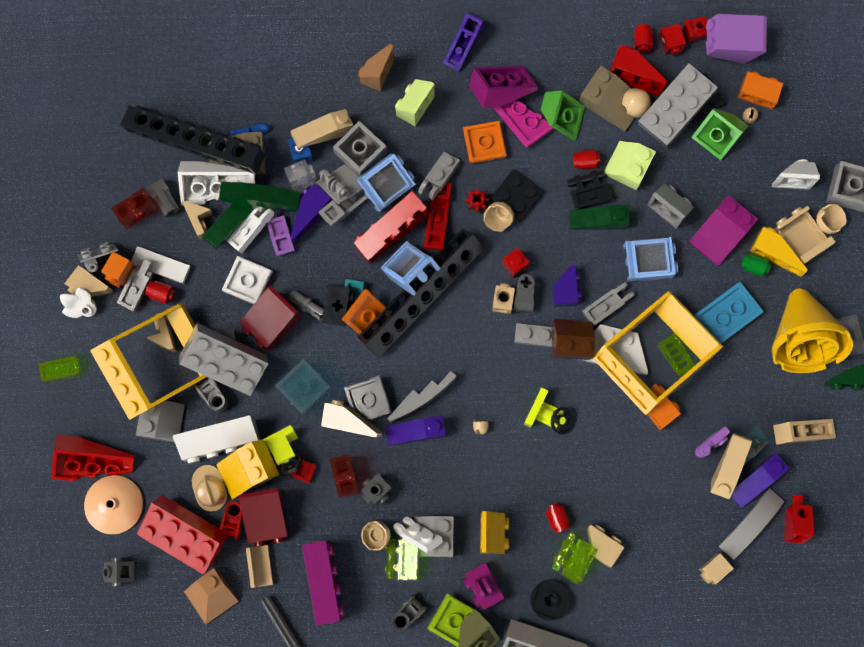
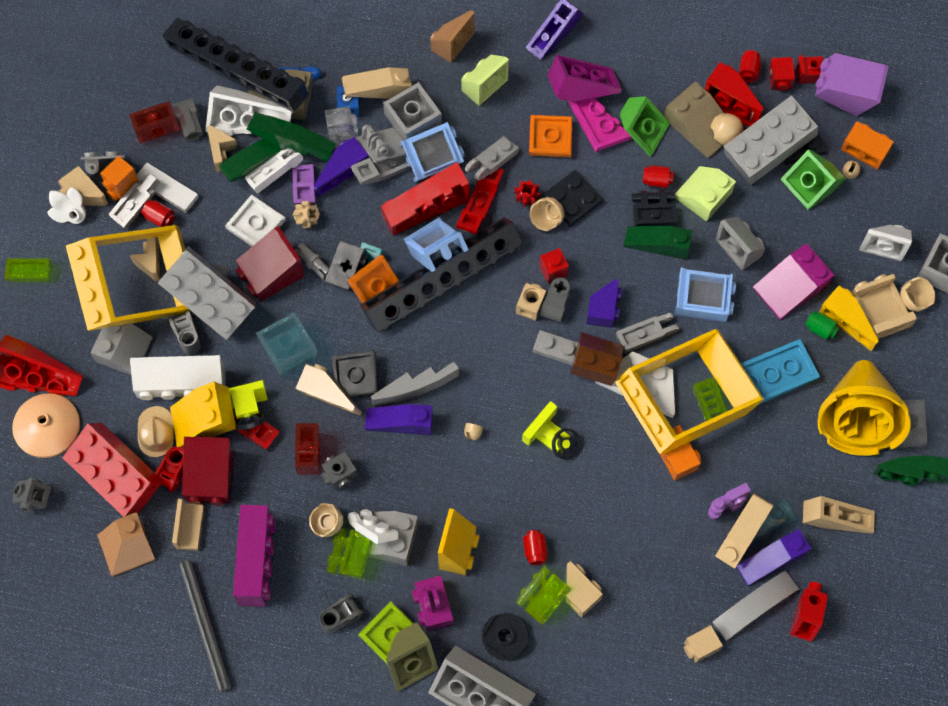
camera: 10 degrees right, 10 degrees down
(289, 263) = (306, 214): none -> tan gear

